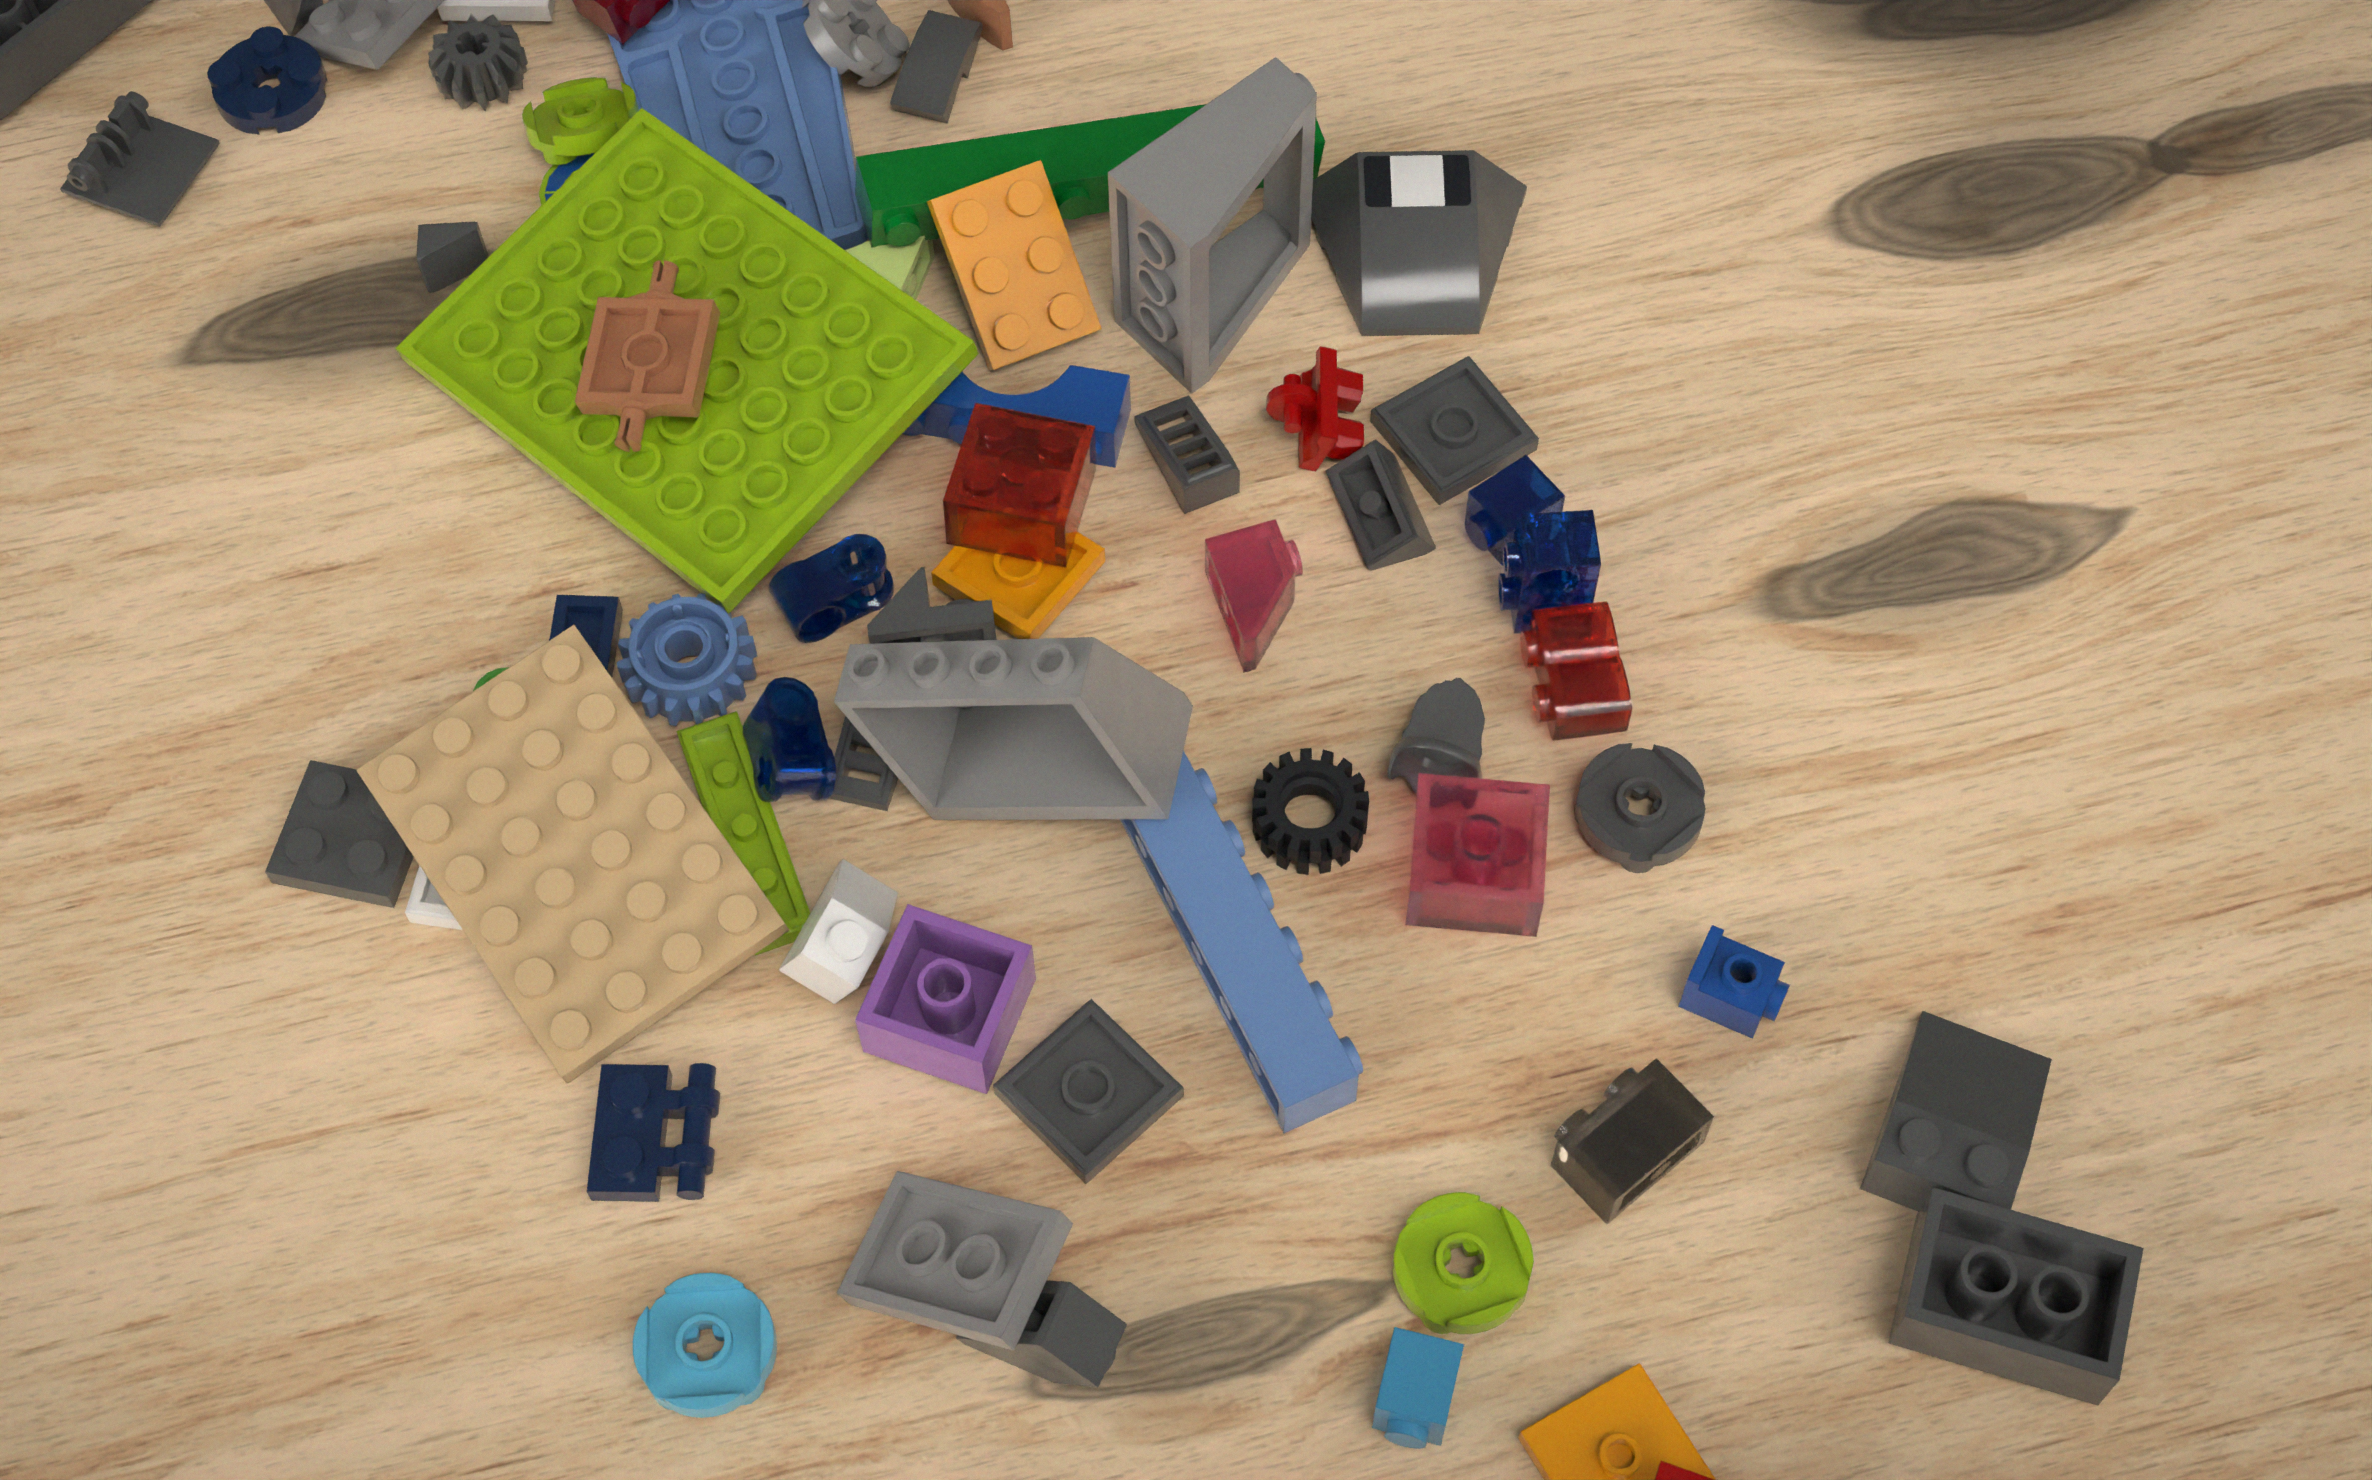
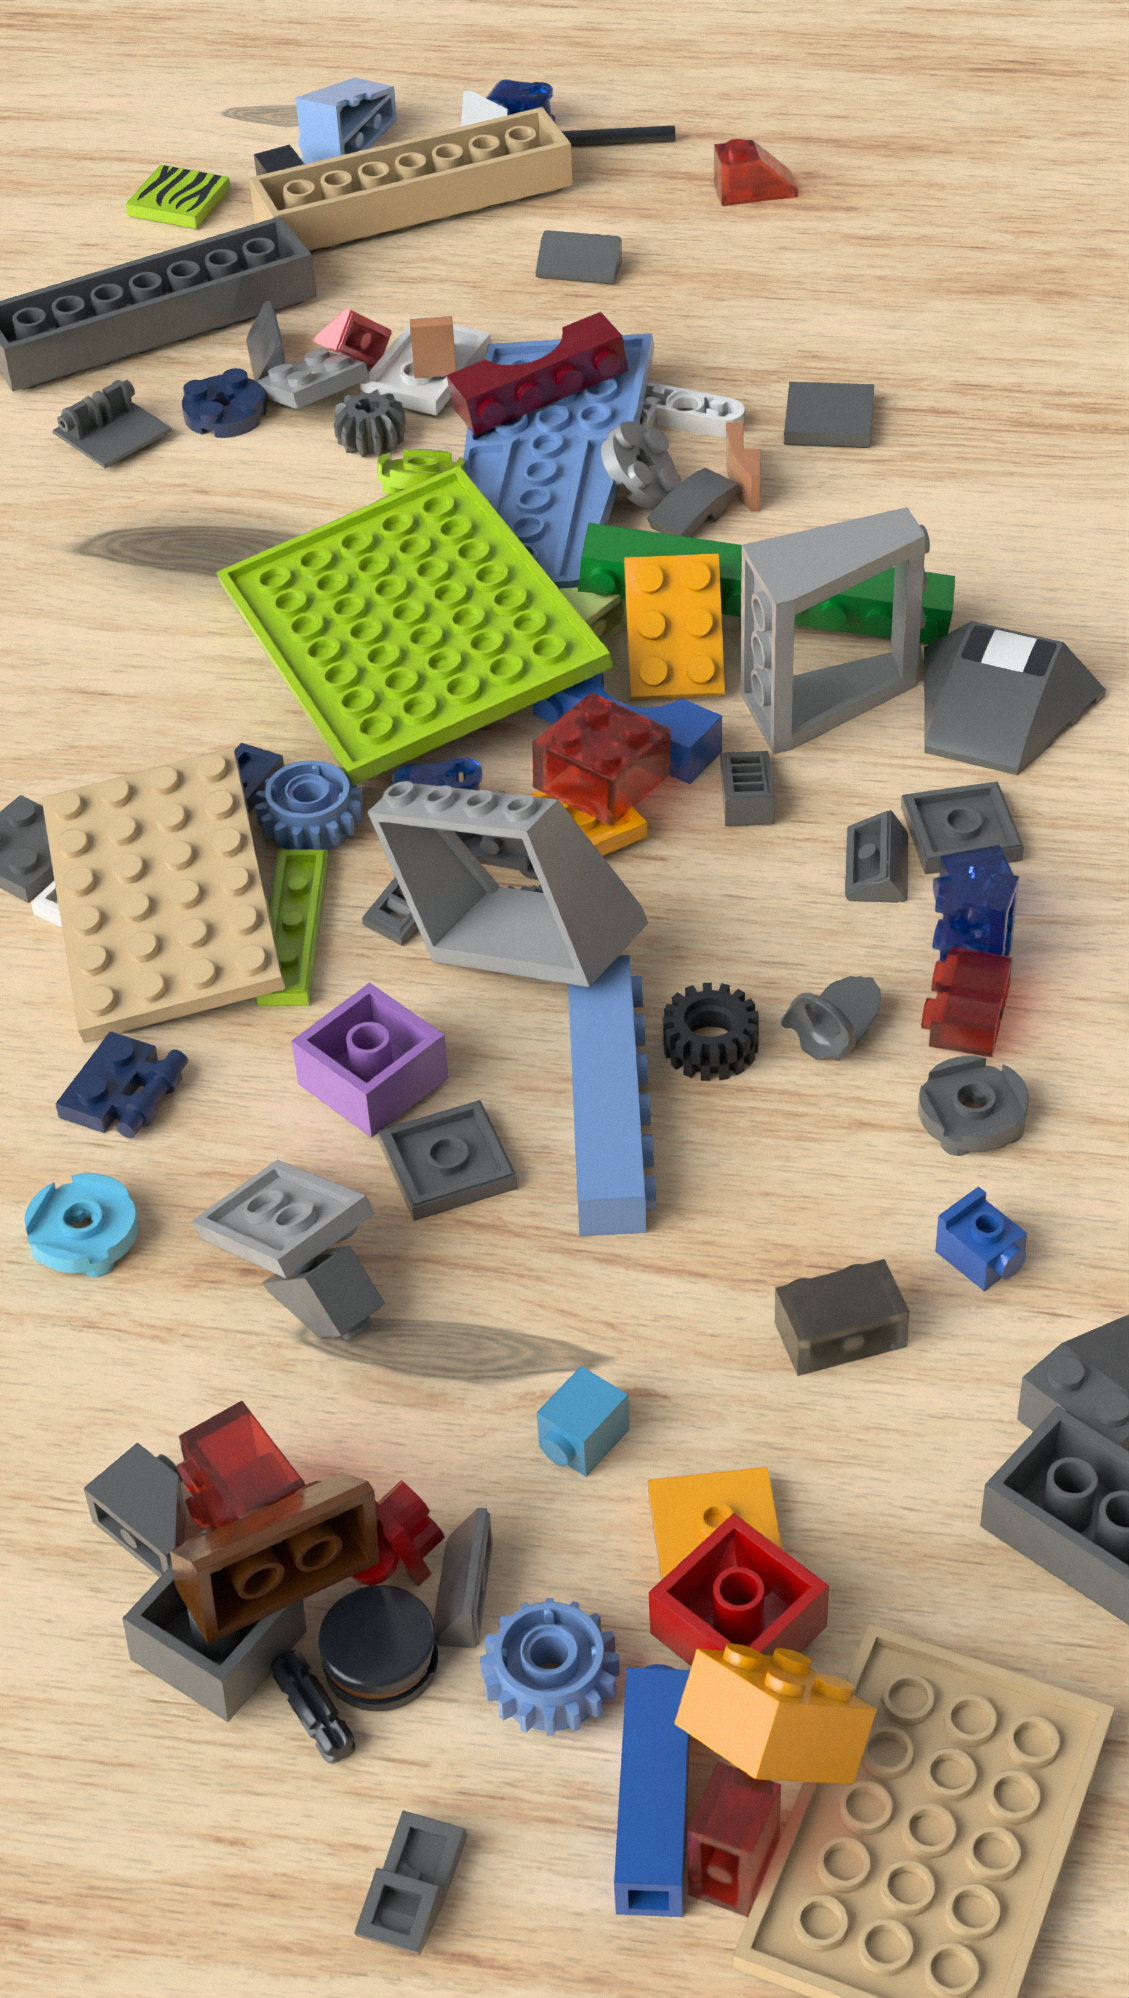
camera: 25 degrees right, 15 degrees down
(449, 252) = (282, 522): dark grey slope -> none
(647, 356) = (377, 607): nougat plate -> none
(789, 743) = (350, 873): clear blue piece -> none
(841, 933) = (313, 994): white slope -> none
(1253, 585) = (747, 878): clear pink slope -> none
(1311, 407) = (843, 772): red hips -> none
(1445, 1299) = (665, 1384): lime plate -> none
(1478, 855) = (819, 1090): clear pink brick -> none

